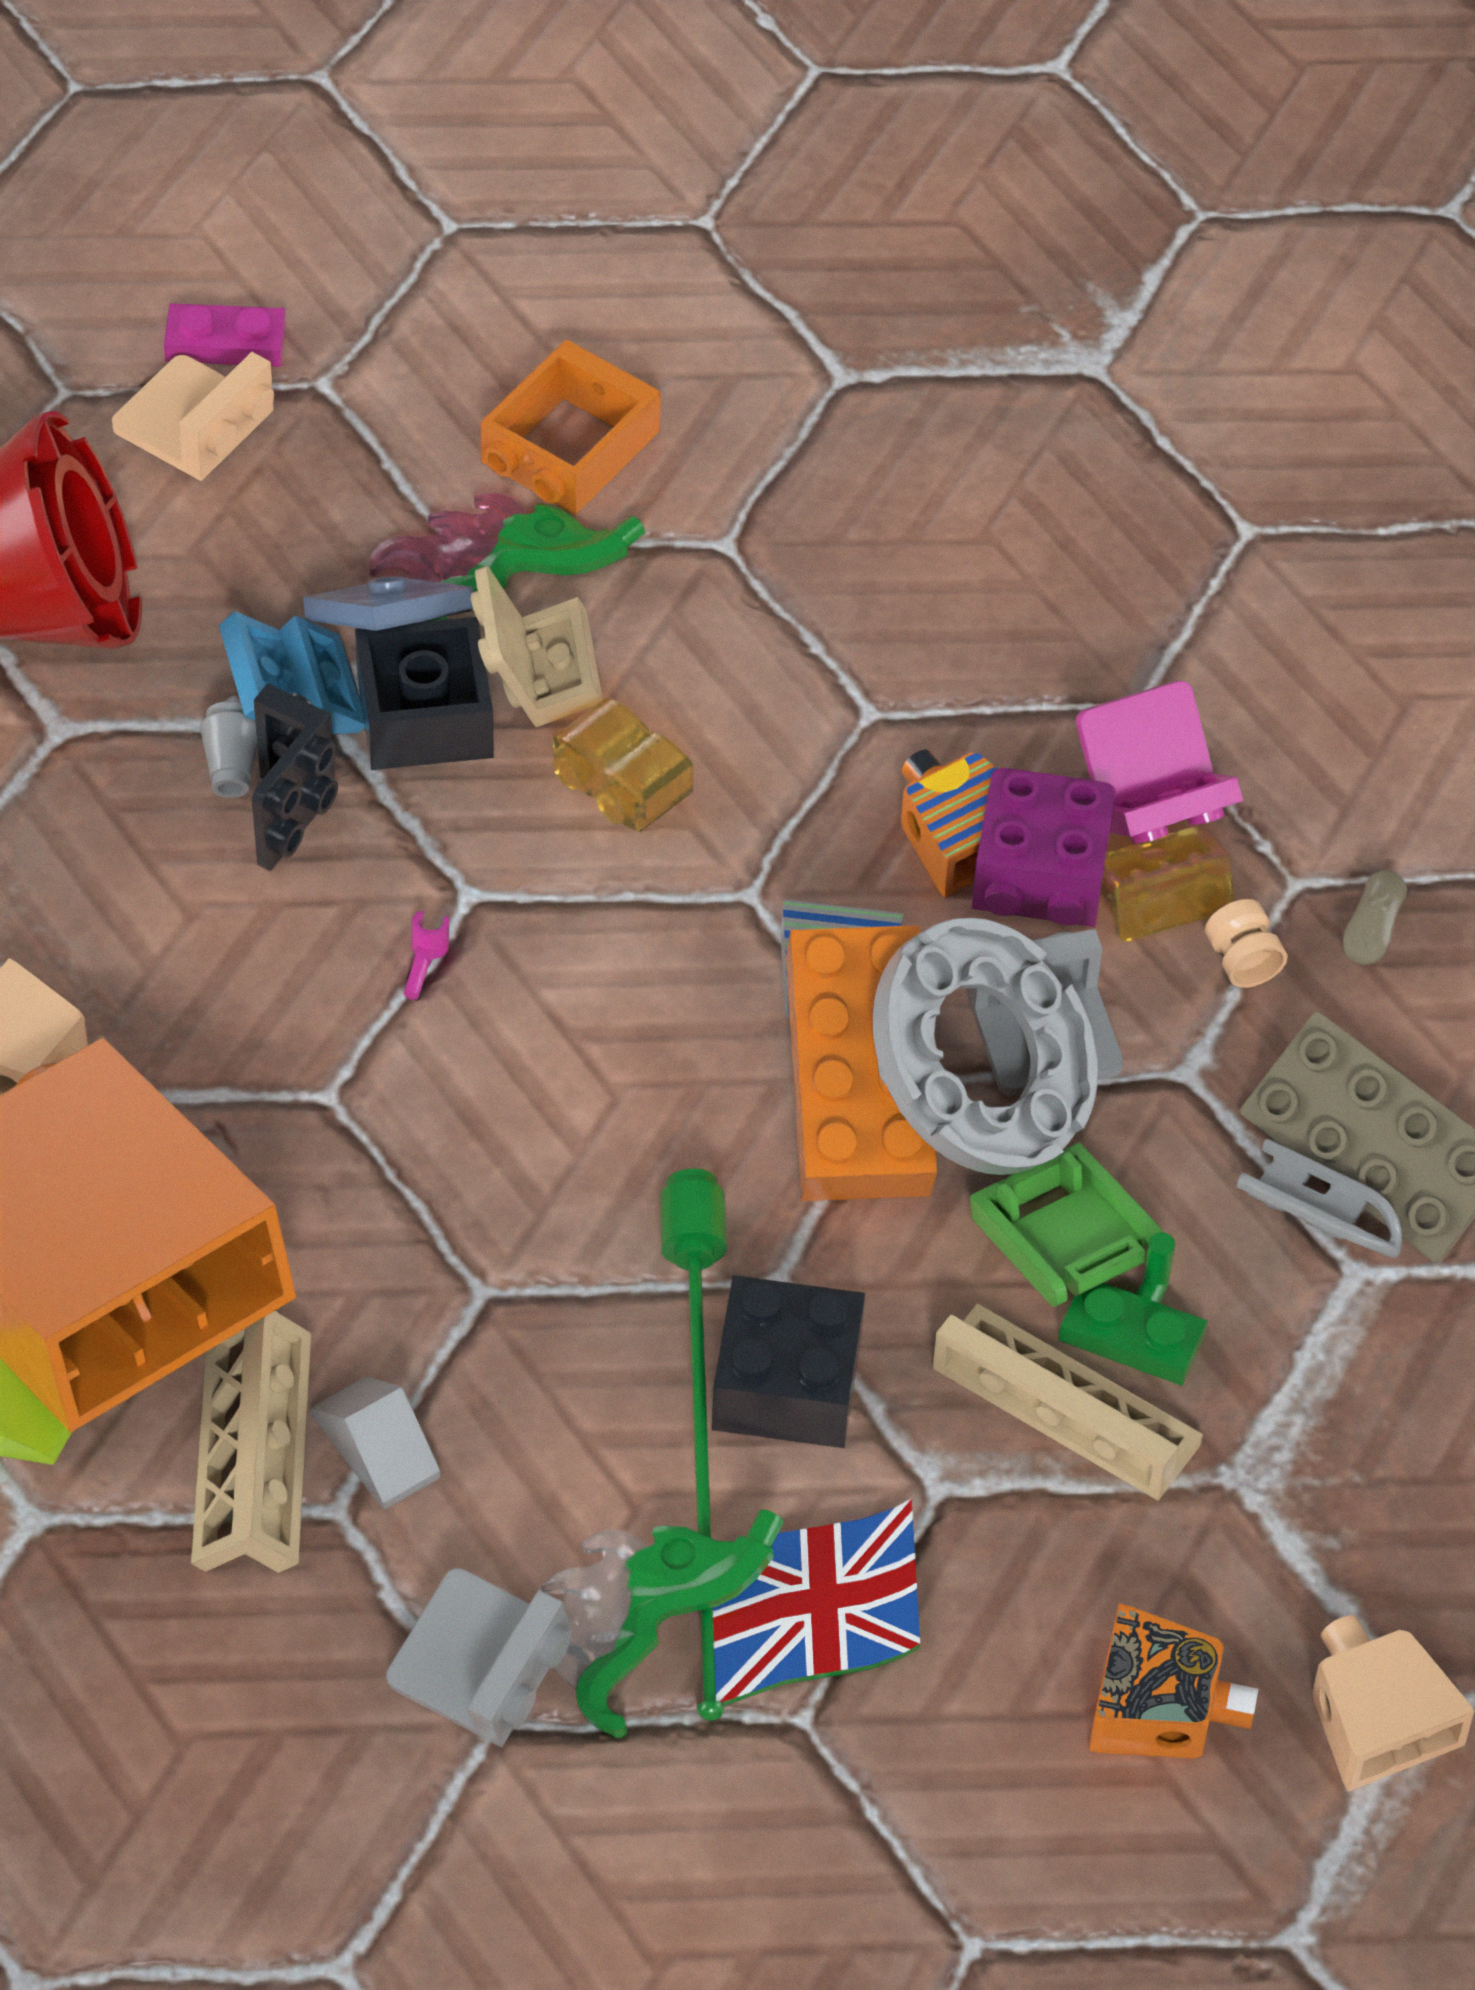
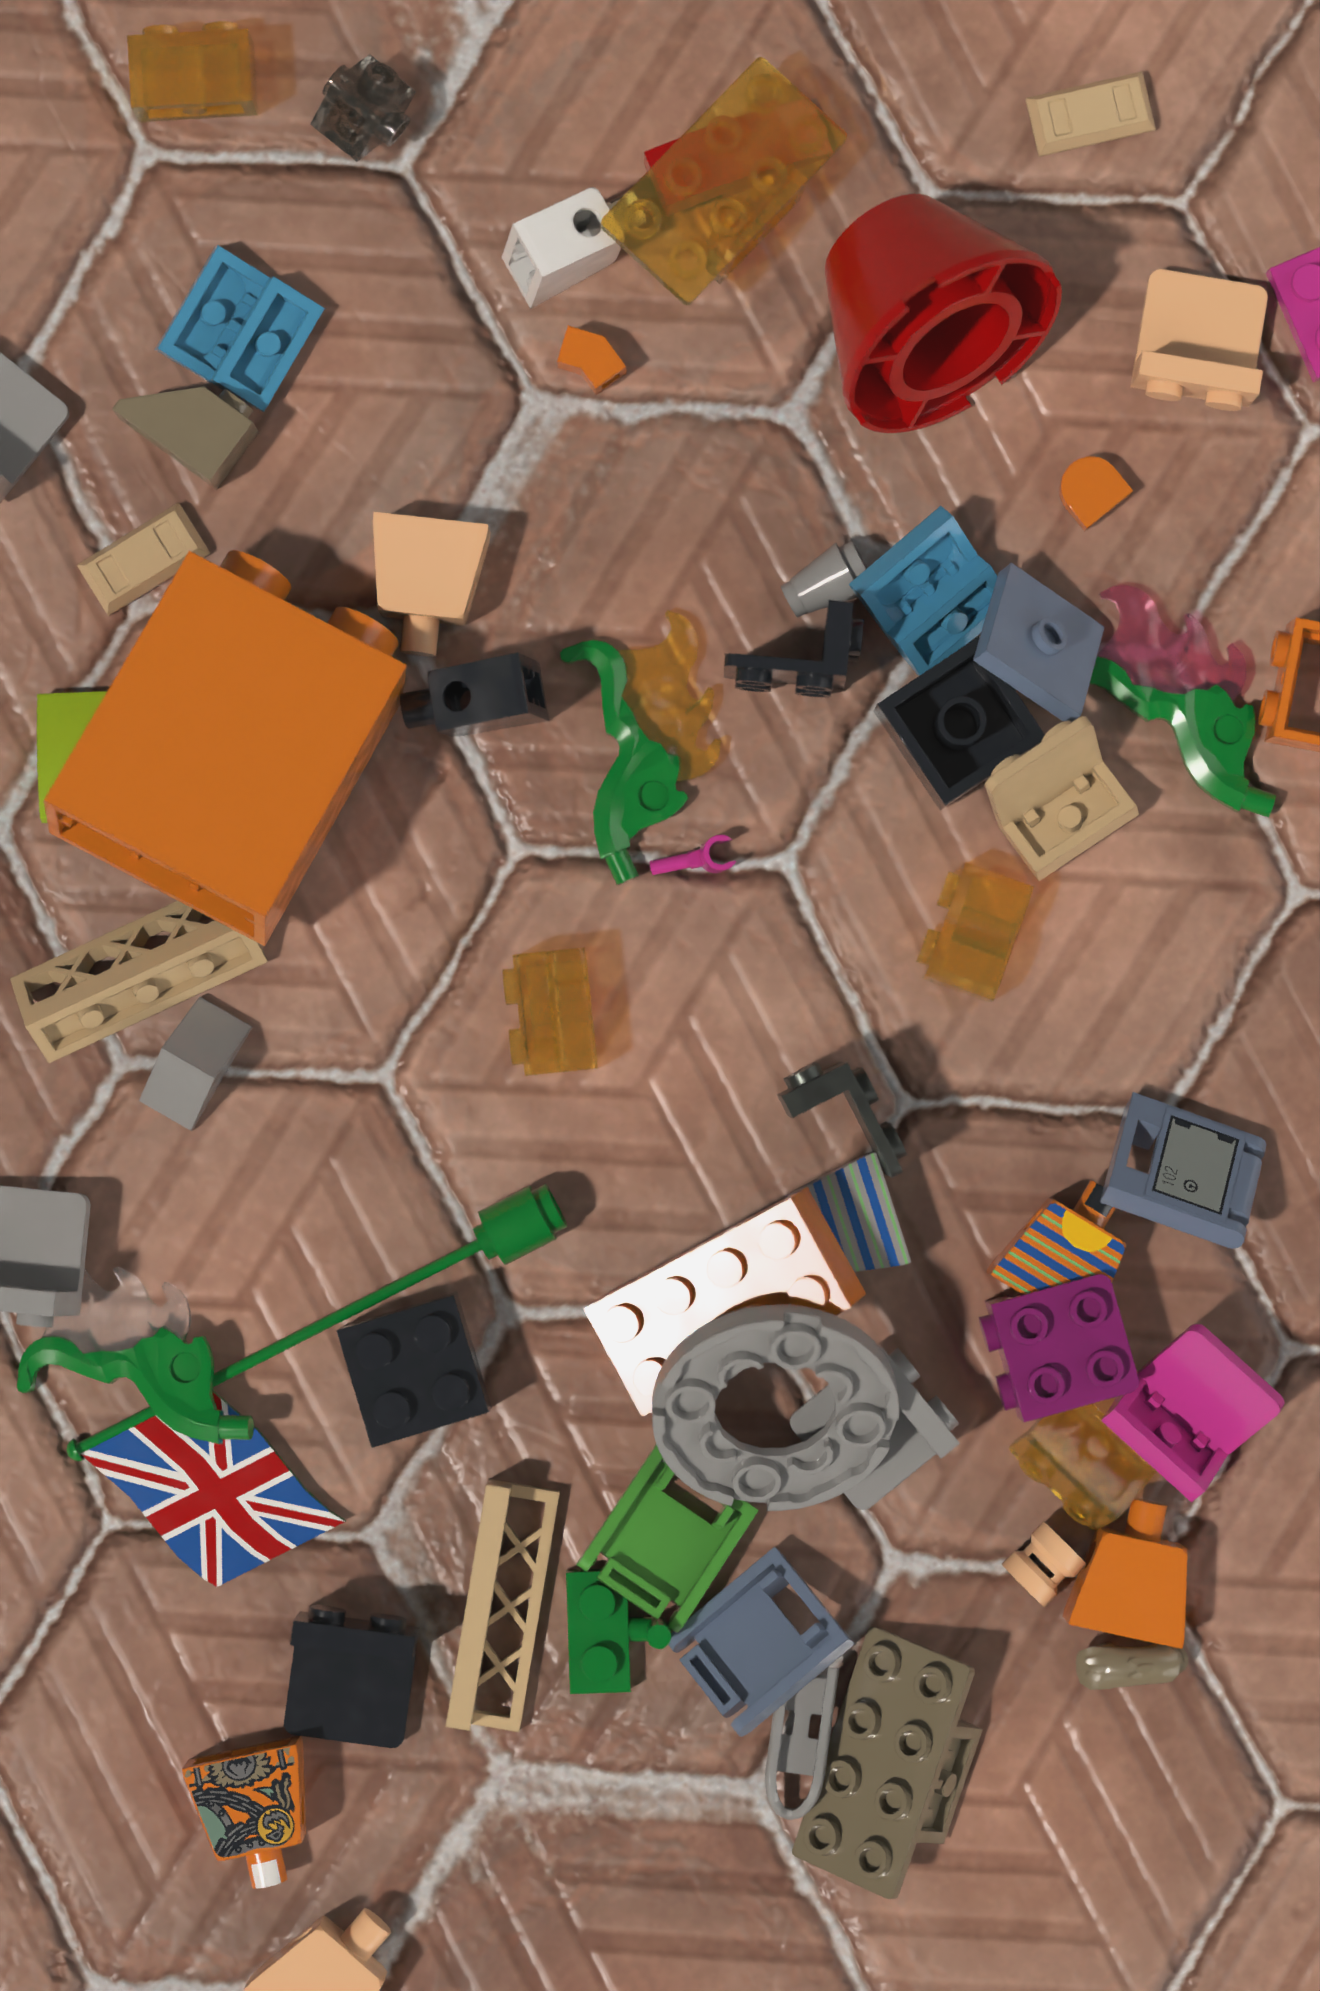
camera: 65 degrees right, 35 degrees up
(171, 1023) = (503, 690): none -> black torso
(273, 540) = (1091, 489): none -> orange tile
(288, 939) = (656, 734): none -> piece
(503, 1111) = (552, 1011): none -> clear yellow brick
(733, 898) = (814, 1086): none -> pearl dark grey bracket
(936, 686) = (1198, 1173): none -> sand blue container
(1068, 1546) = (350, 1677): none -> black bracket
(1215, 1201) = (752, 1649): none -> sand blue container
(1302, 880) = (1133, 1581): none -> orange torso

